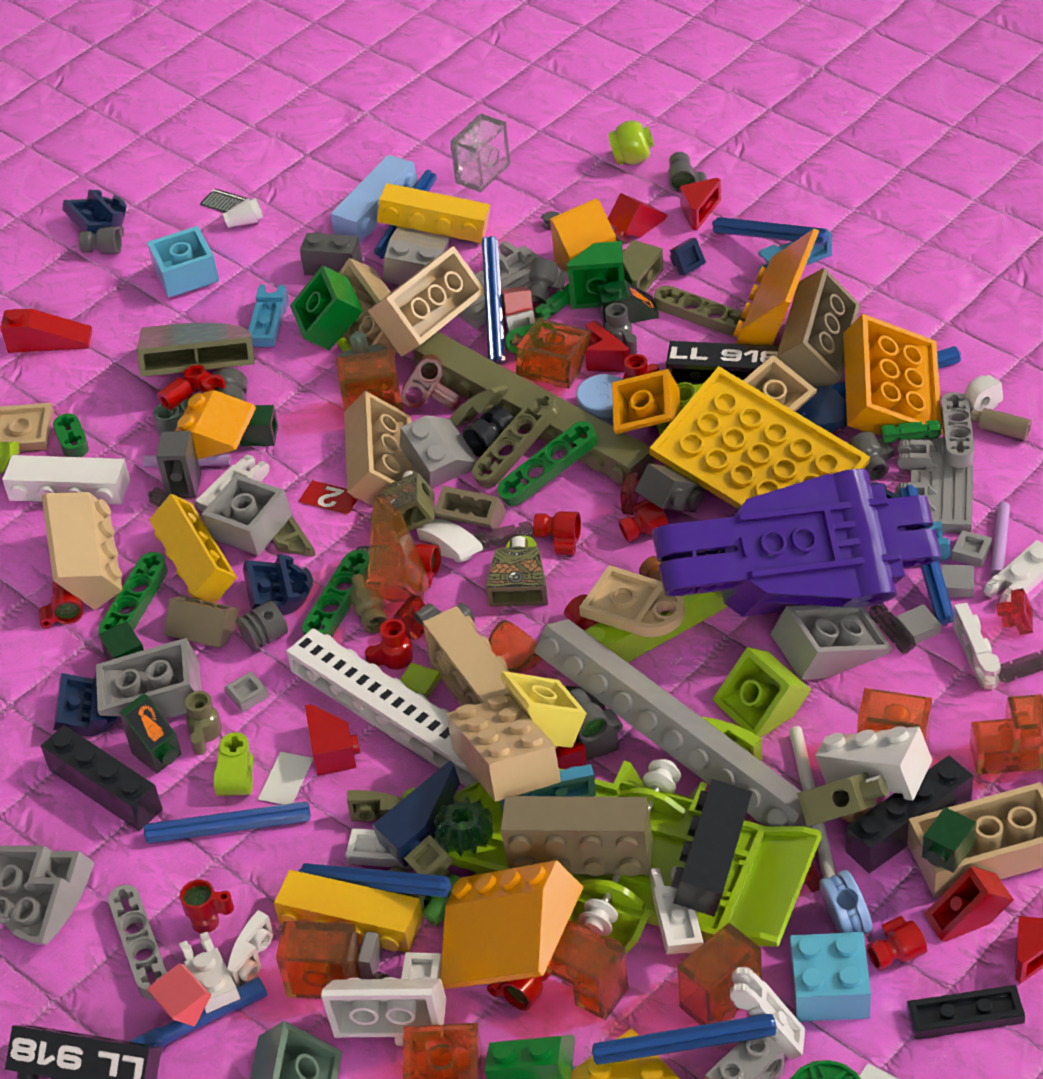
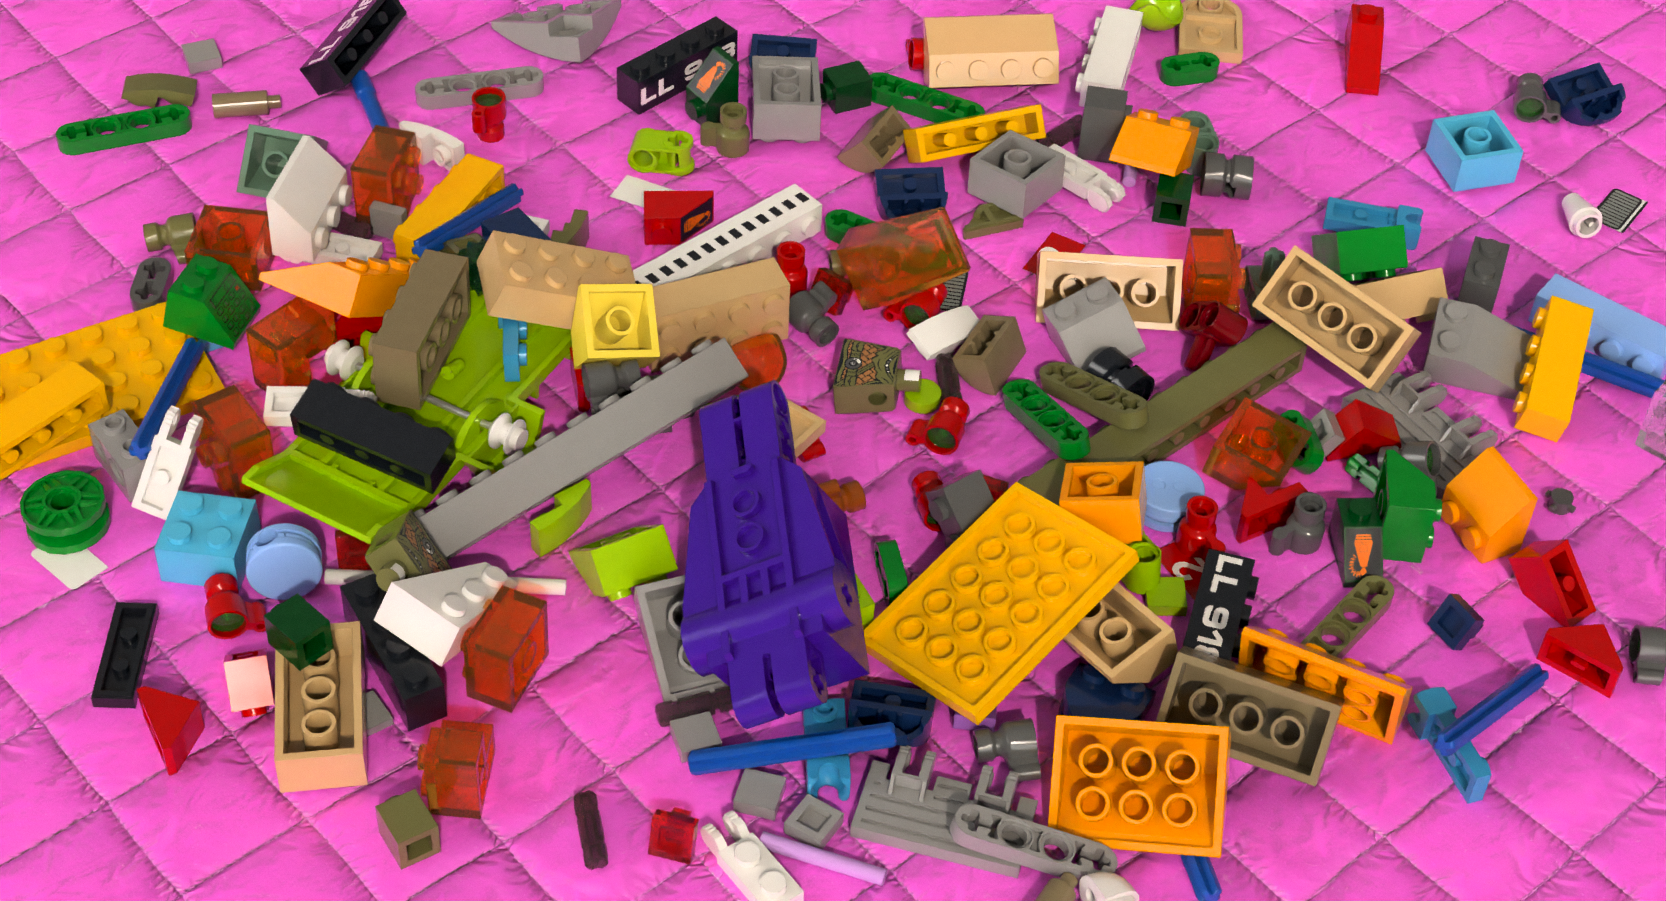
camera: 90 degrees right, 0 degrees up
(179, 346) = (1295, 137): olive brick -> none
(180, 995) = (387, 91): coral slope -> none
(194, 380) = (1221, 130): red bar -> none
(211, 973) = (445, 118): white hinge -> none
(227, 822) = (599, 149): blue axle -> none
(246, 691) = (770, 173): light grey tile -> none
(262, 625) = (848, 175): dark grey piece -> none
(412, 498) = (992, 291): olive torso -> none
(478, 404) = (1158, 367): olive slope -> none
(493, 299) = (1370, 393): axle -> none
(642, 264) = (1430, 565): olive slope -> none
(910, 431) = (1037, 787): green axle -> none
(976, 648) = (632, 774): white hinge -> none

